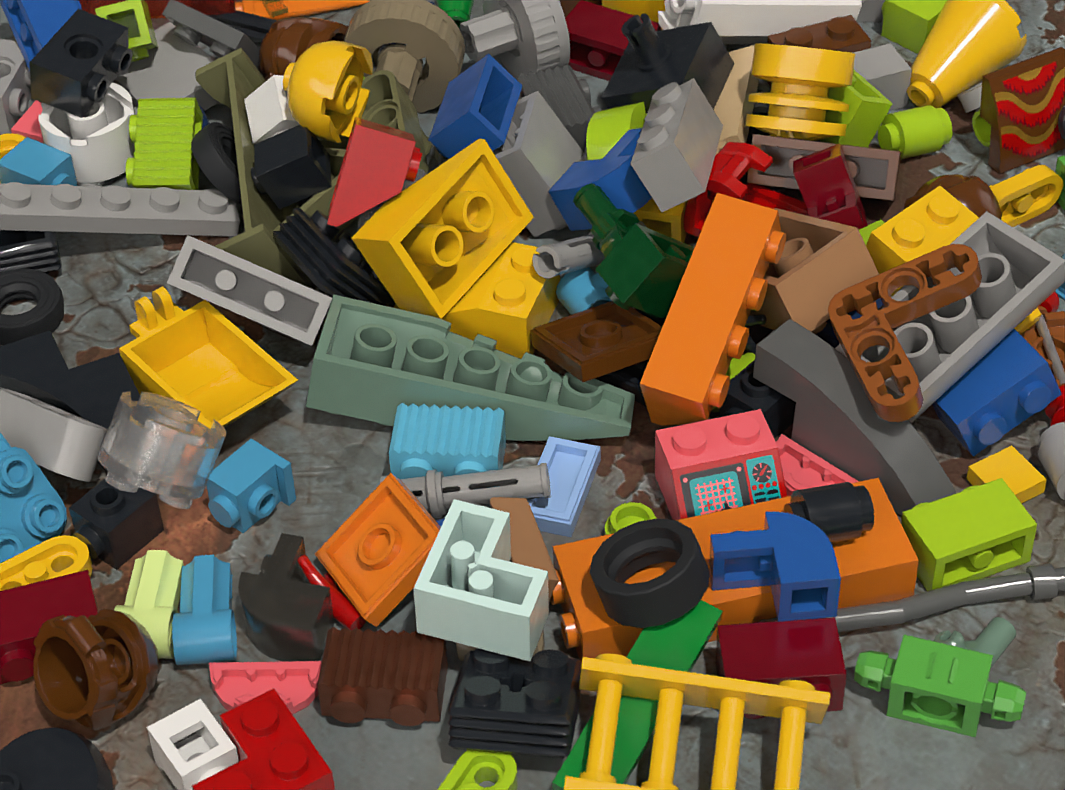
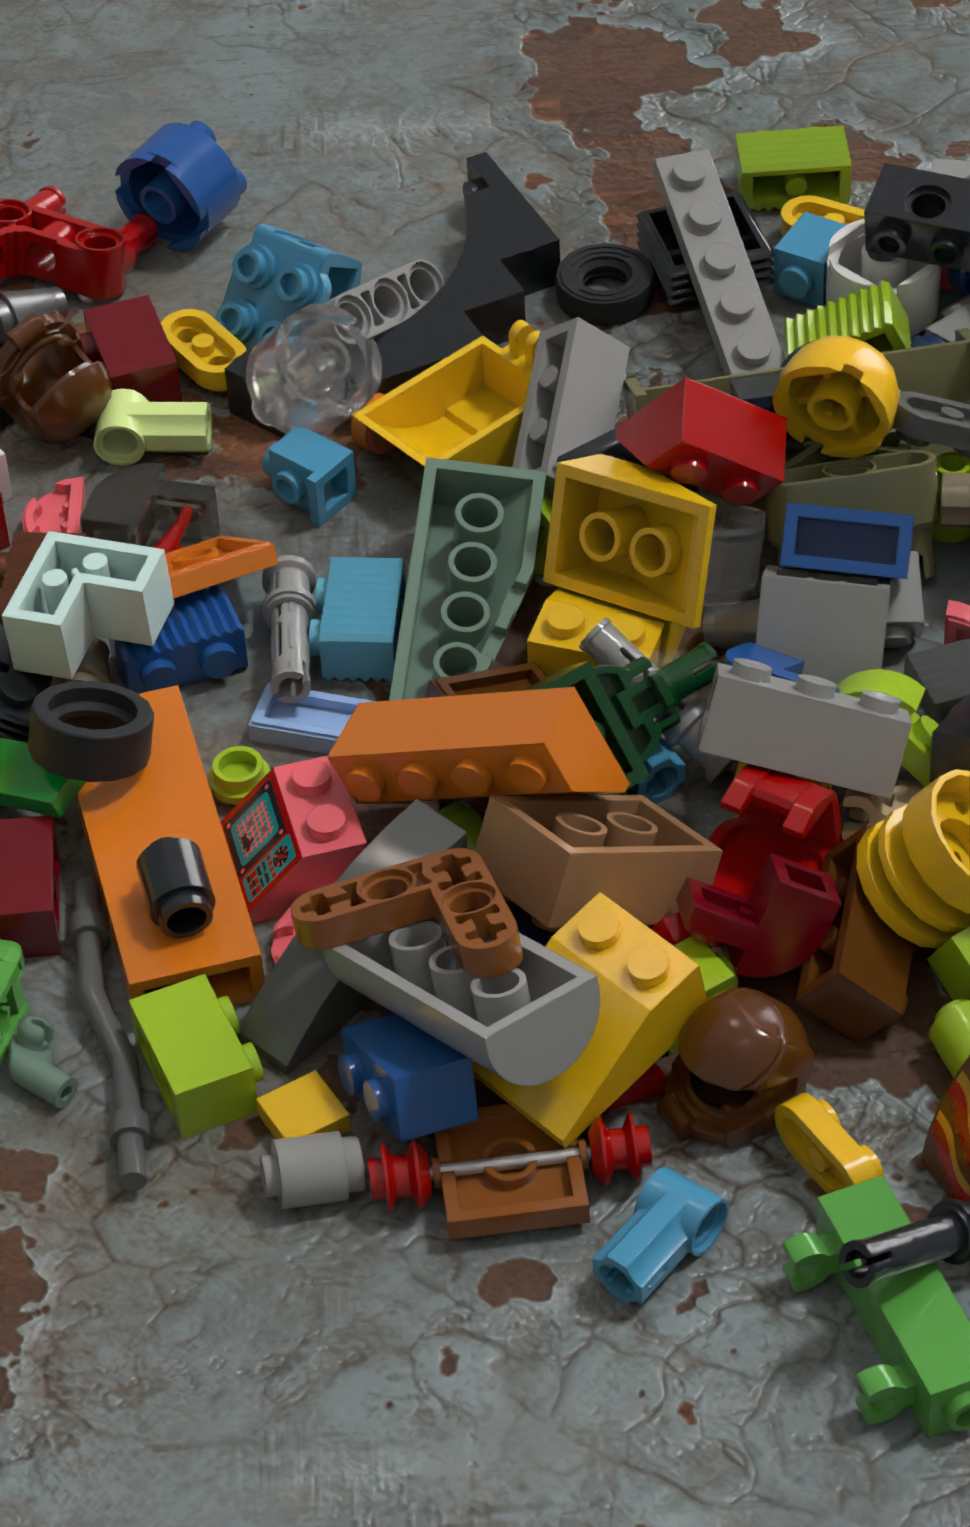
camera: 90 degrees right, 0 degrees up
(206, 620) = (116, 449): dark azure piece -> none
(526, 540) = (203, 667): medium nougat slope -> none
(787, 556) = (95, 853): blue brick -> none

